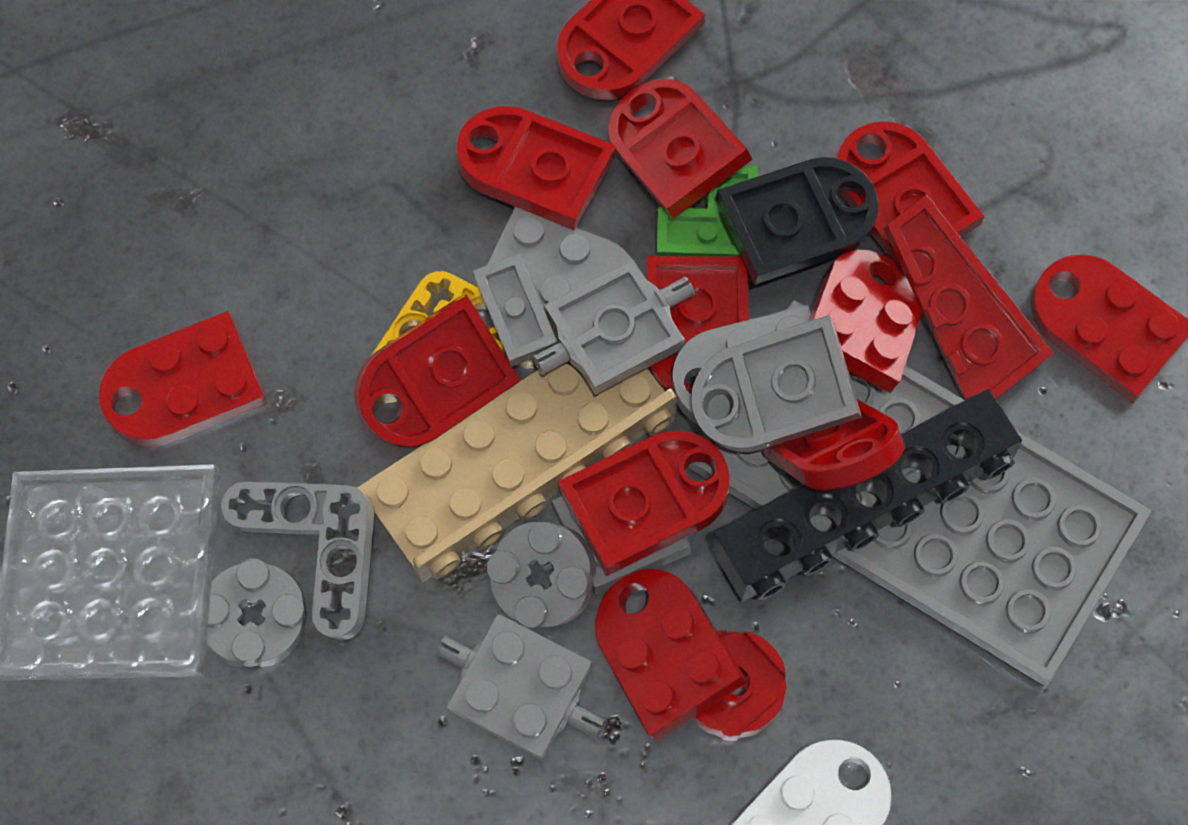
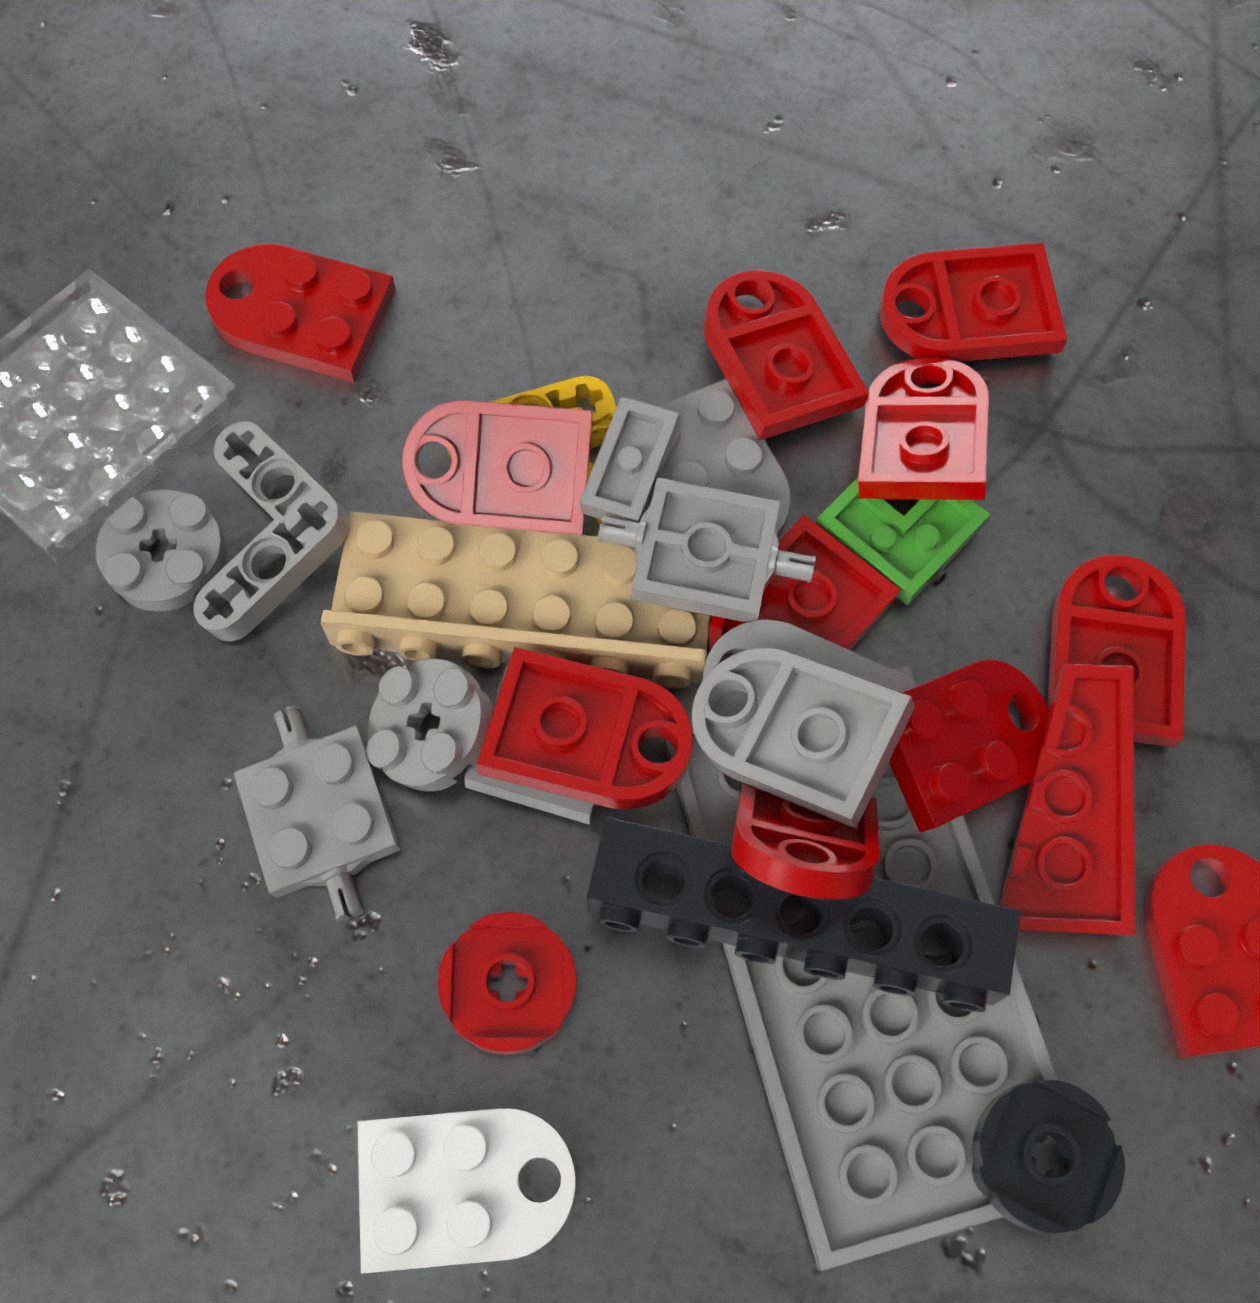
camera: 40 degrees right, 0 degrees up
(666, 653) = (468, 895): red plate -> none
(796, 217) = (984, 589): black plate -> none
(1099, 539) = (1008, 1171): none -> black plate

